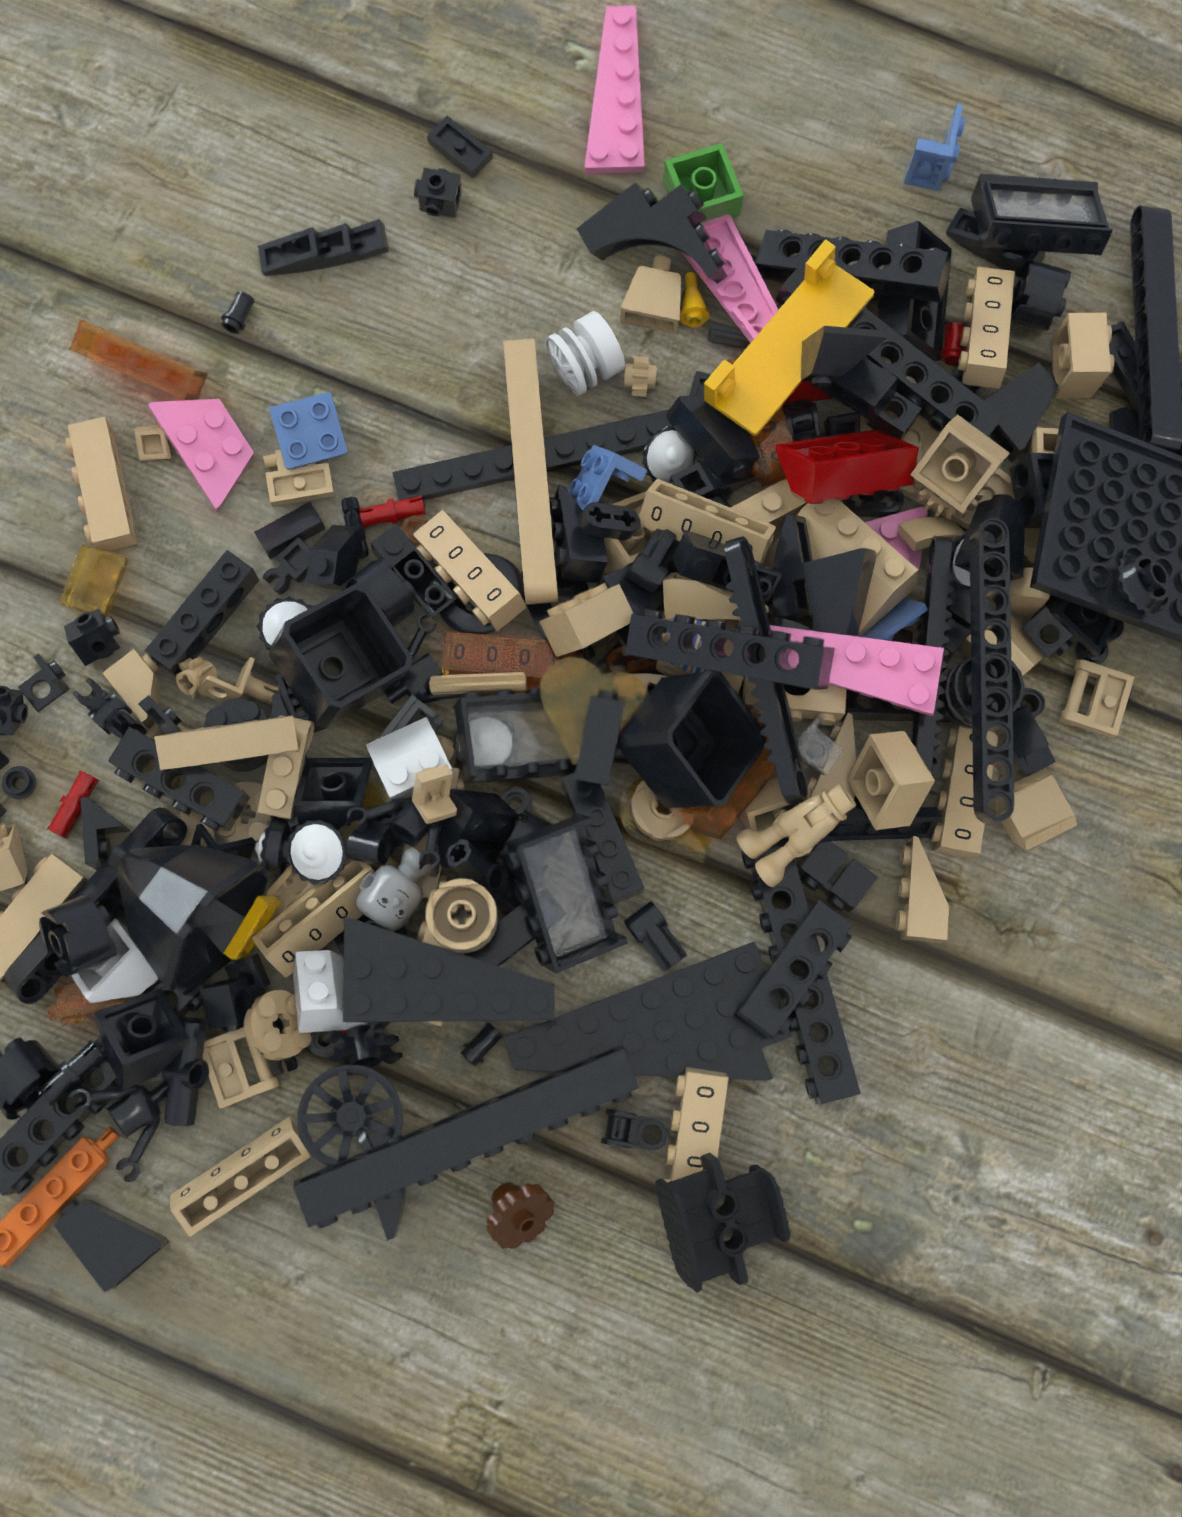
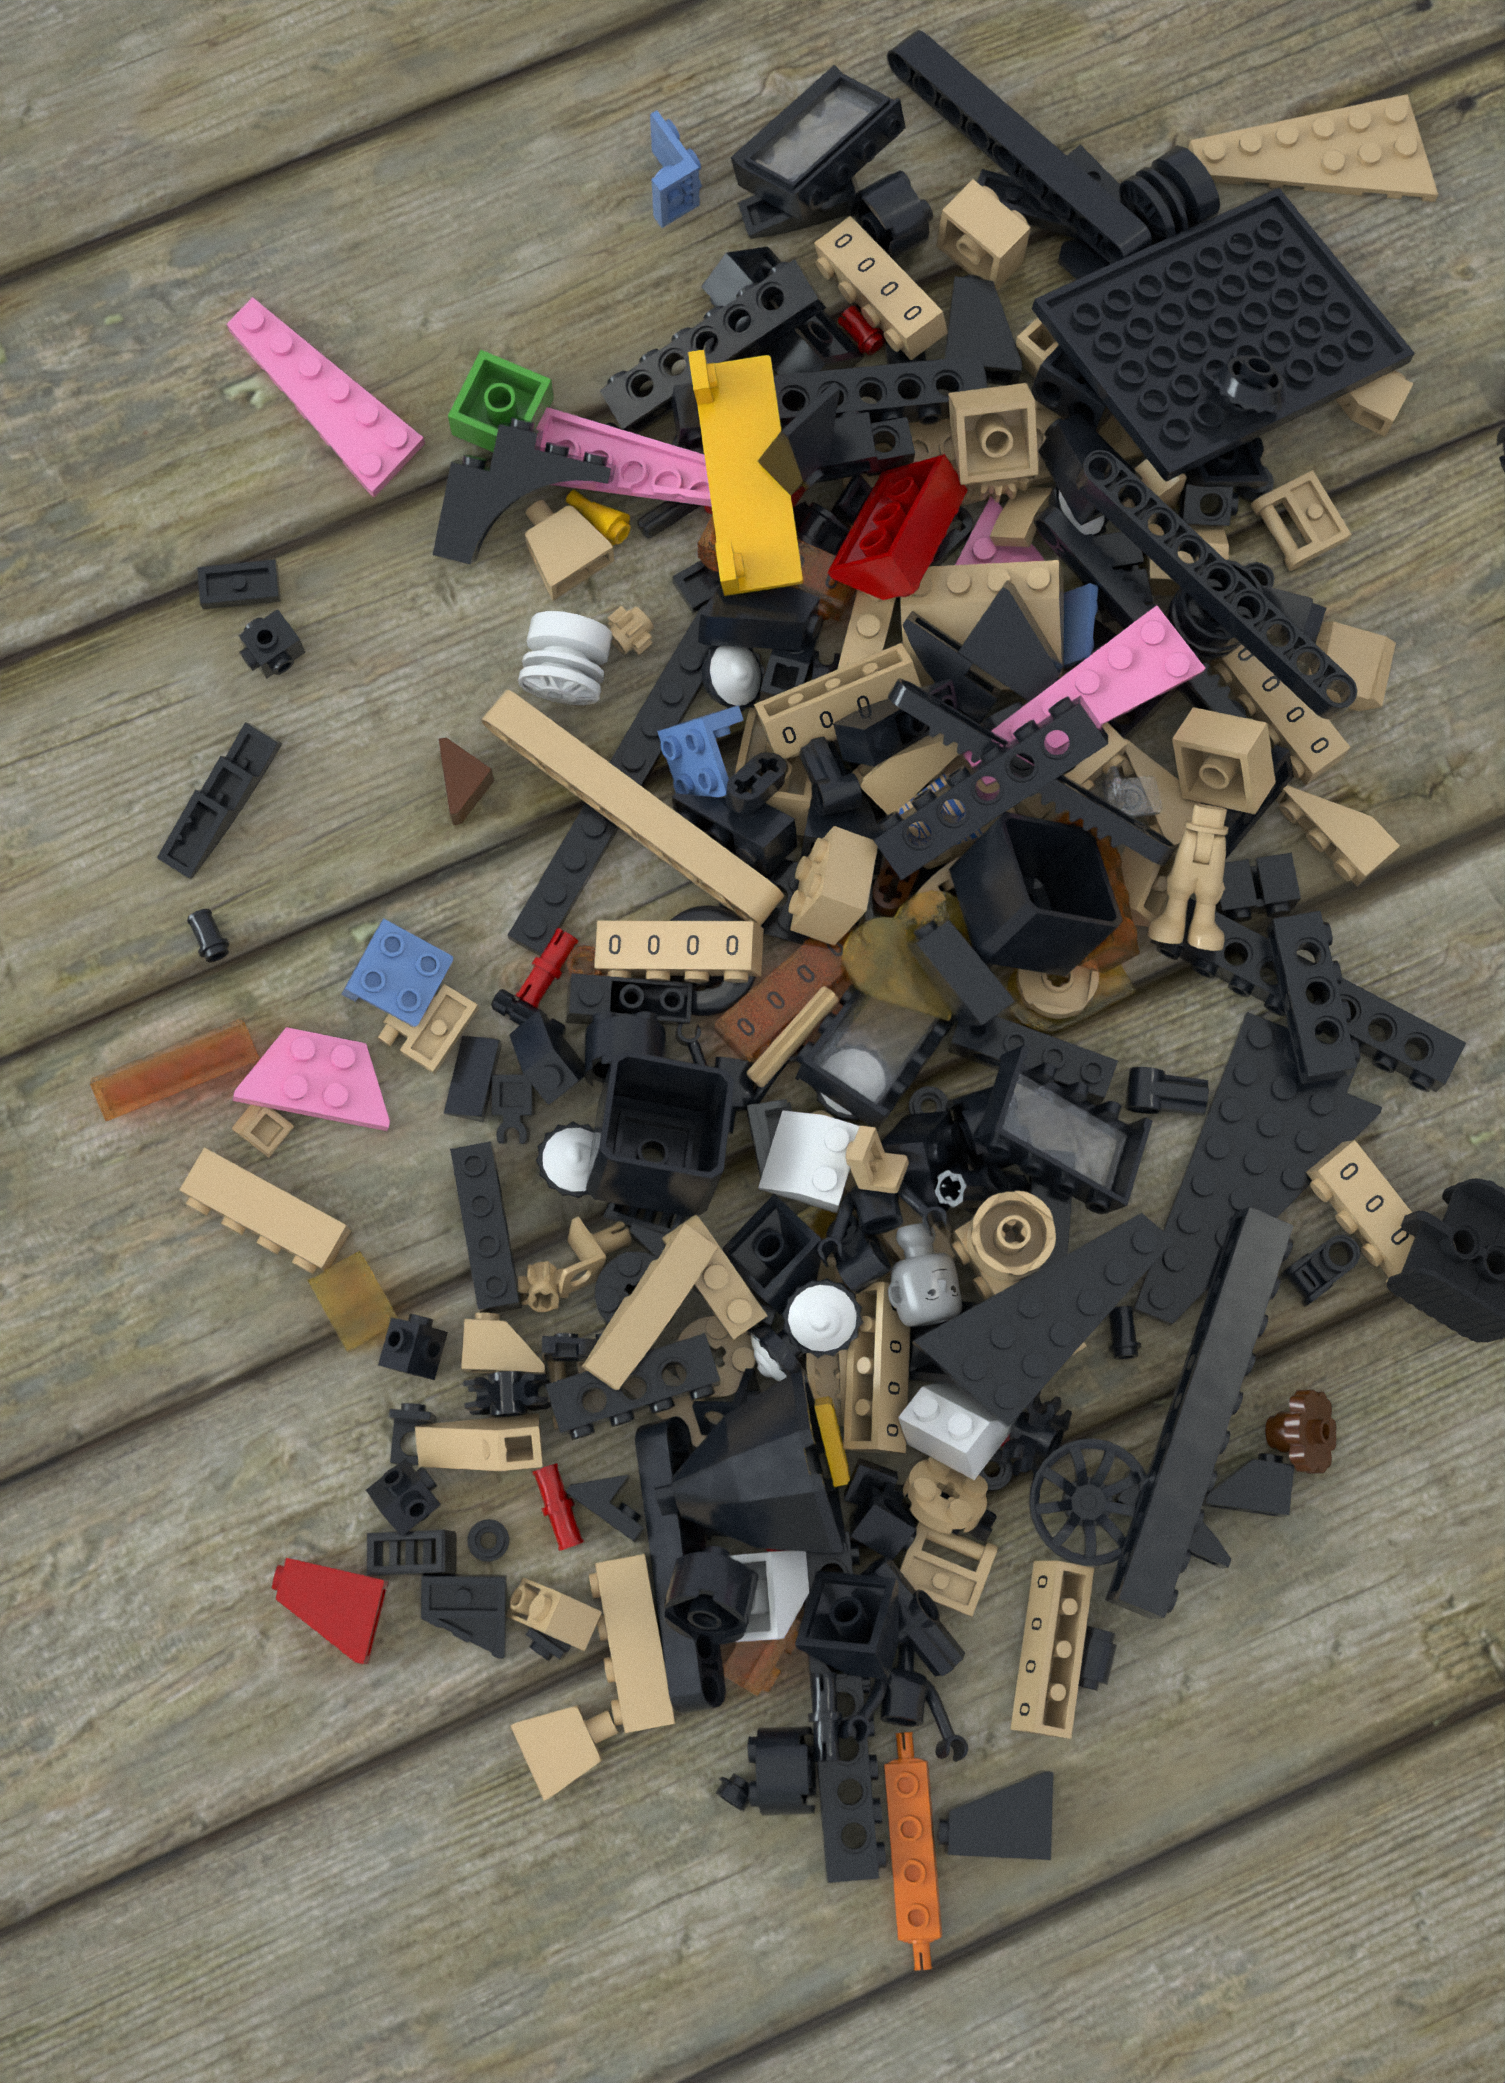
camera: 45 degrees left, 0 degrees up
(71, 728) = (481, 1444): none -> tan slope
(260, 1207) = (1096, 1658): none -> black brick
(455, 1212) = (1256, 1487): none -> black slope
(459, 366) = (464, 779): none -> reddish brown slope

